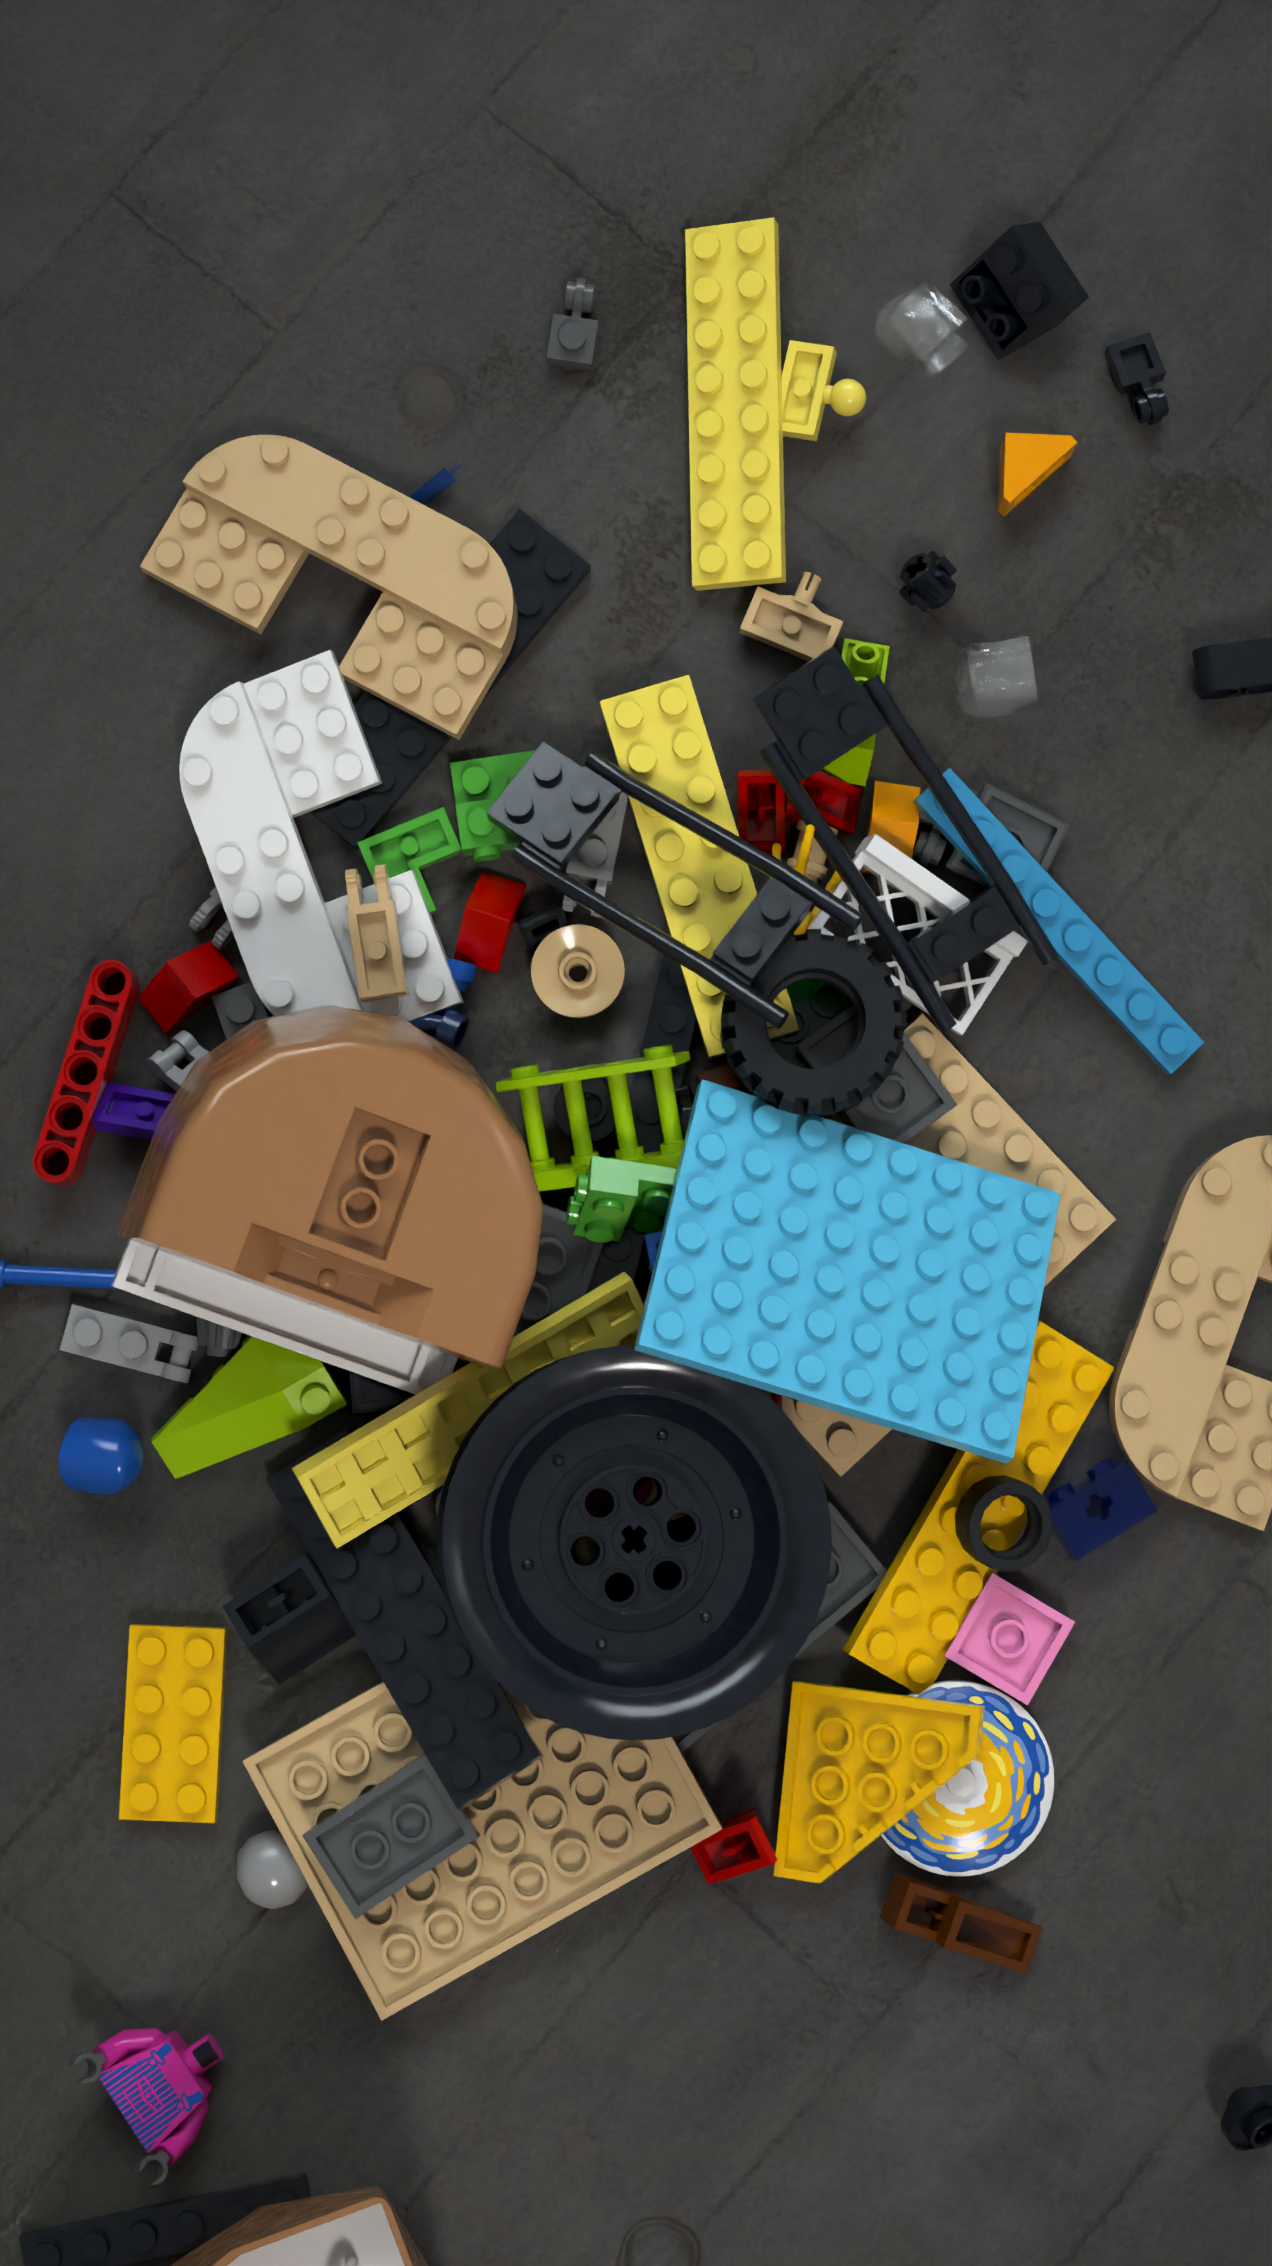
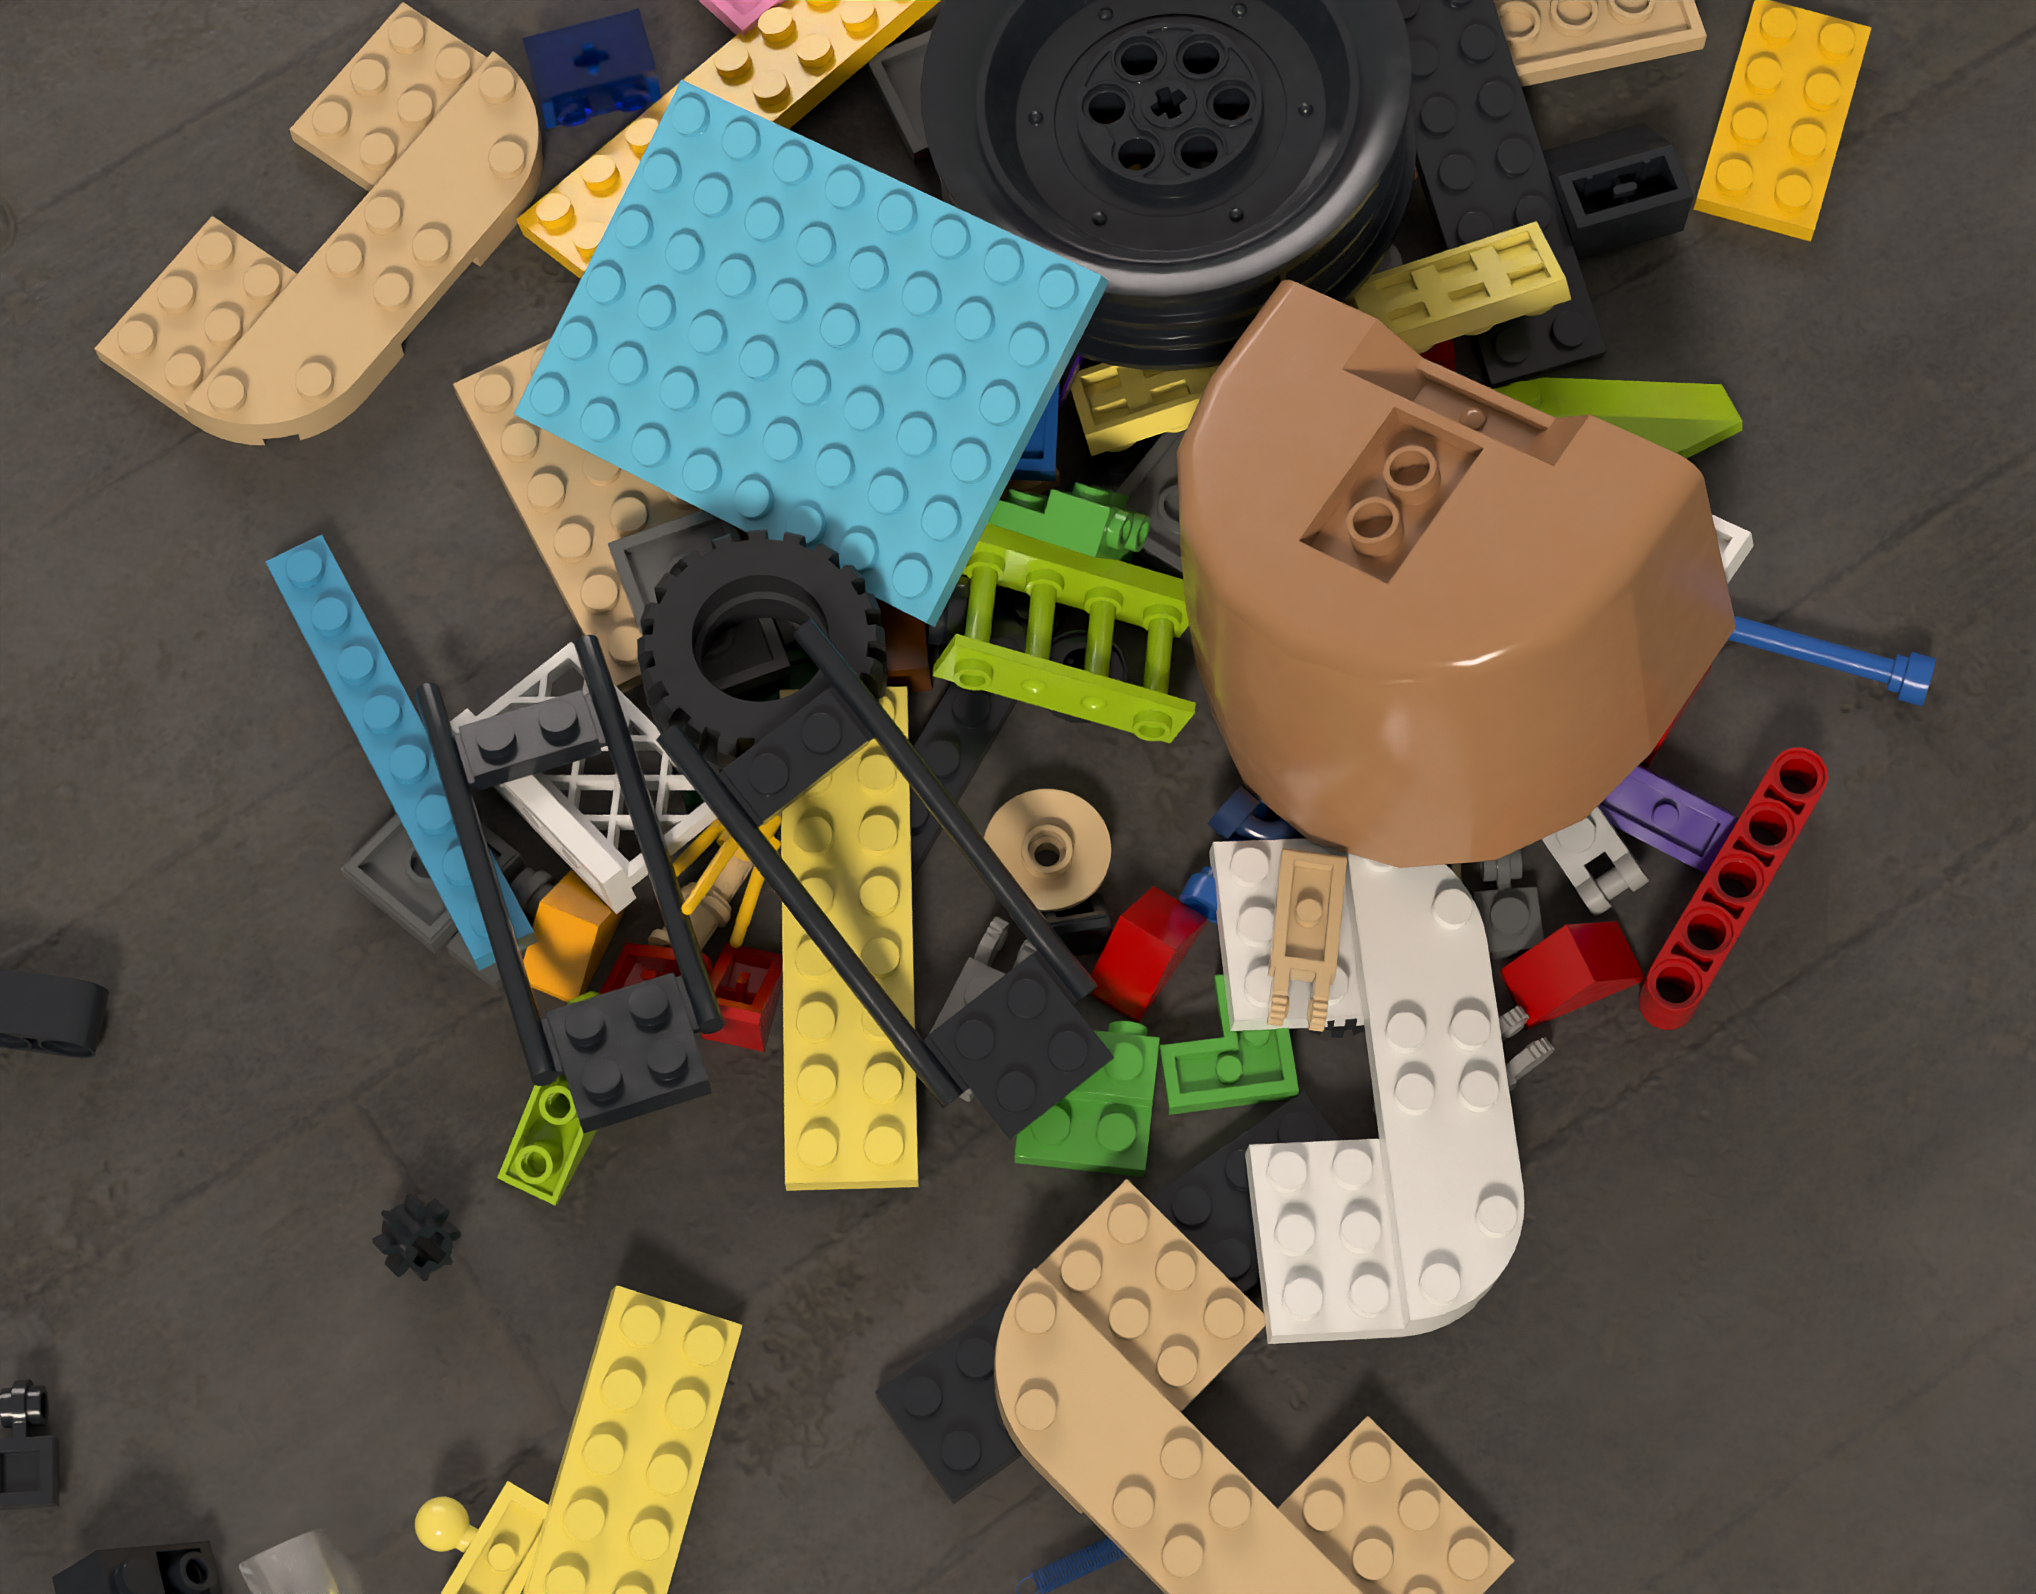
camera: 165 degrees left, 15 degrees down
(100, 1455) = (1806, 418): blue piece -> none
(127, 1343) = (1779, 567): light grey plate -> none
(791, 621) = (619, 1236): tan plate -> none
(995, 679) = (371, 1078): clear piece -> none
(1027, 462) = (226, 1363): light orange slope -> none
(1036, 1534) = (708, 31): black tyre -> none

